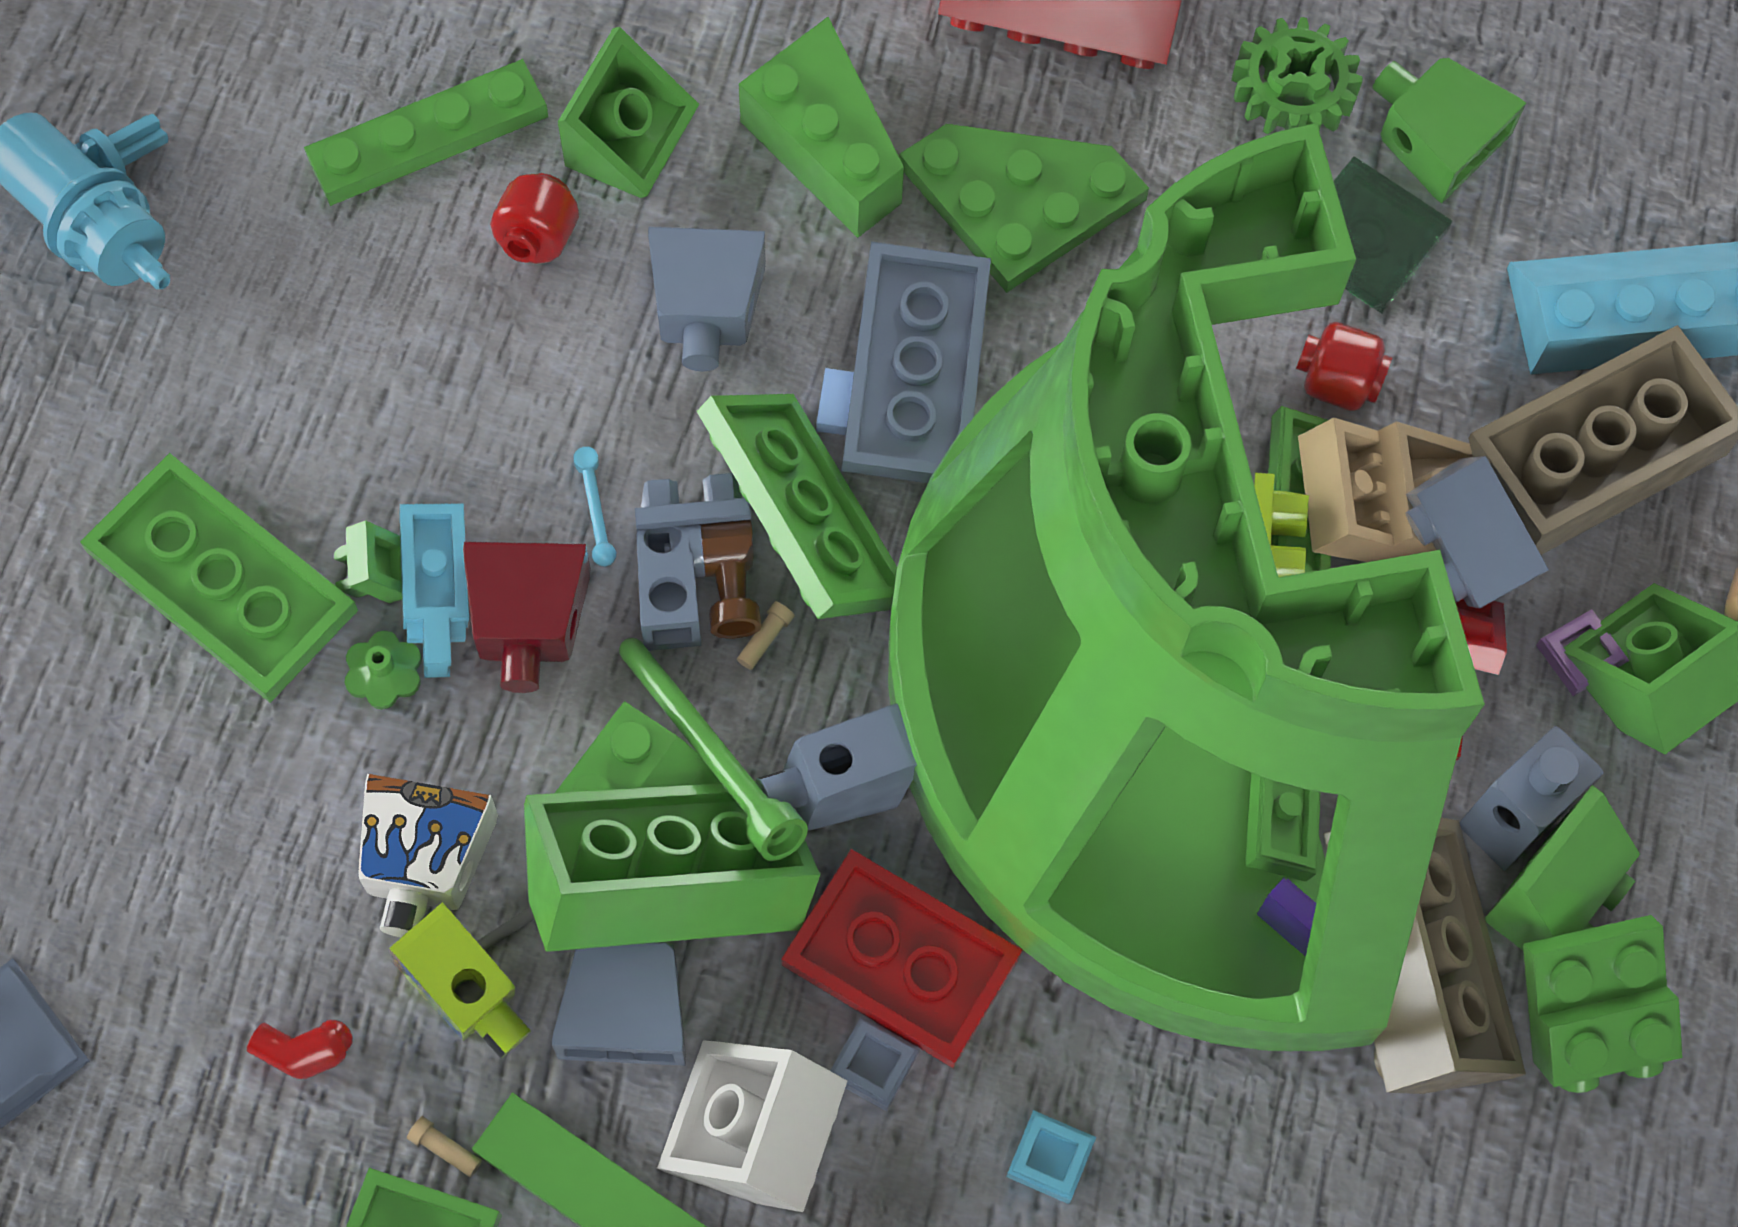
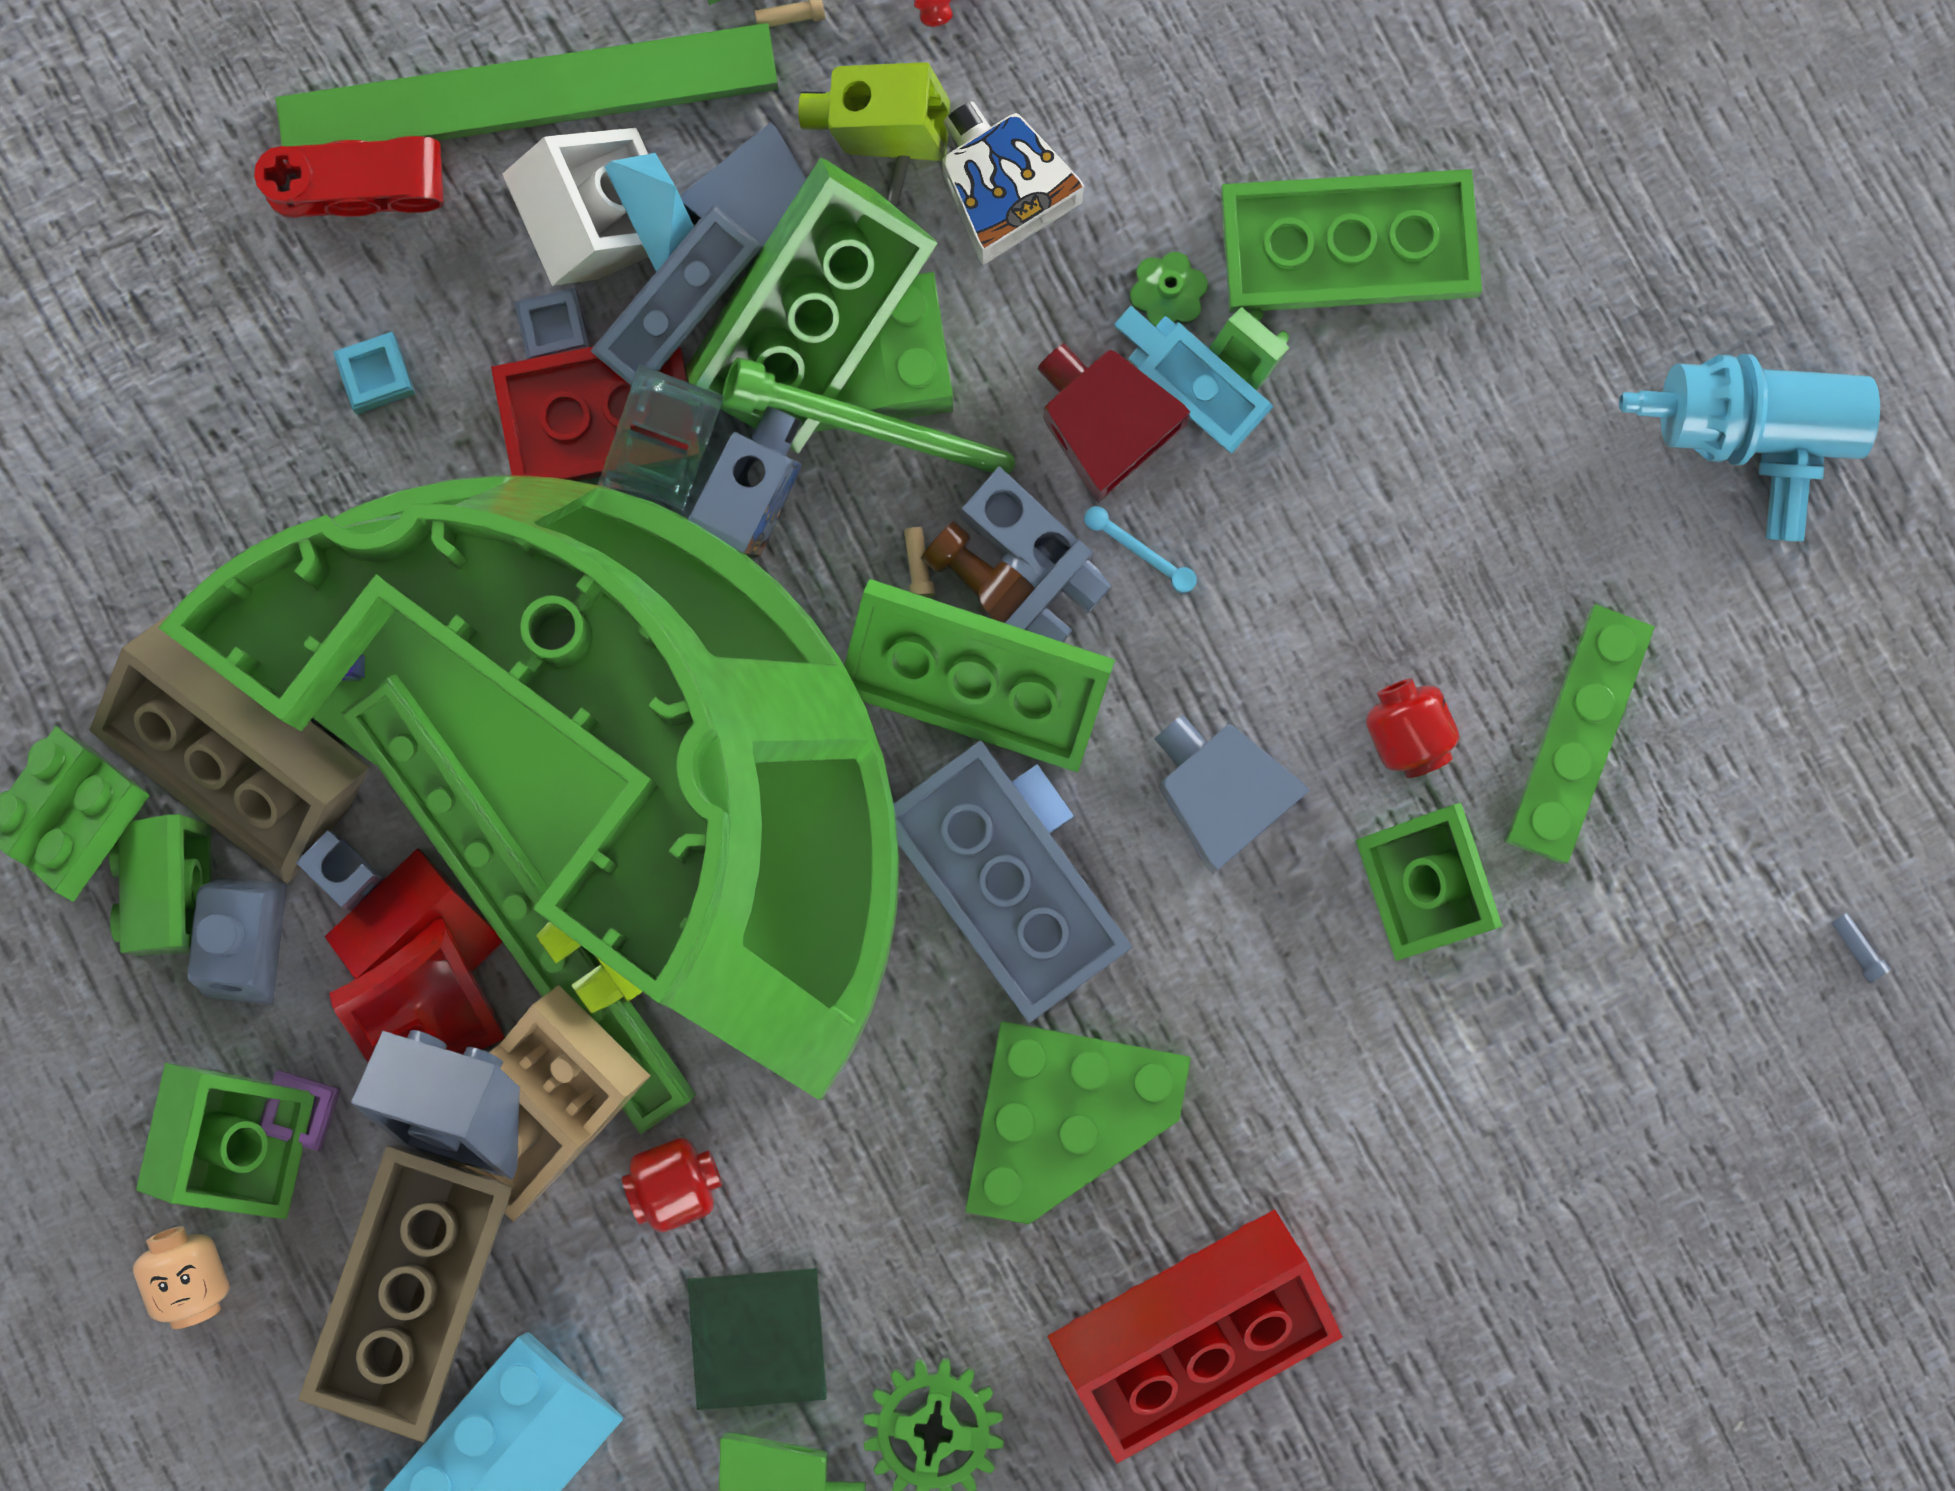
camera: 140 degrees right, 15 degrees up
(708, 1066) = (651, 204): none -> medium azure slope
(760, 968) = (677, 295): none -> sand blue tile
(825, 128) = (1267, 1018): bright green wedge -> none
(896, 851) = (669, 409): none -> clear light blue piece

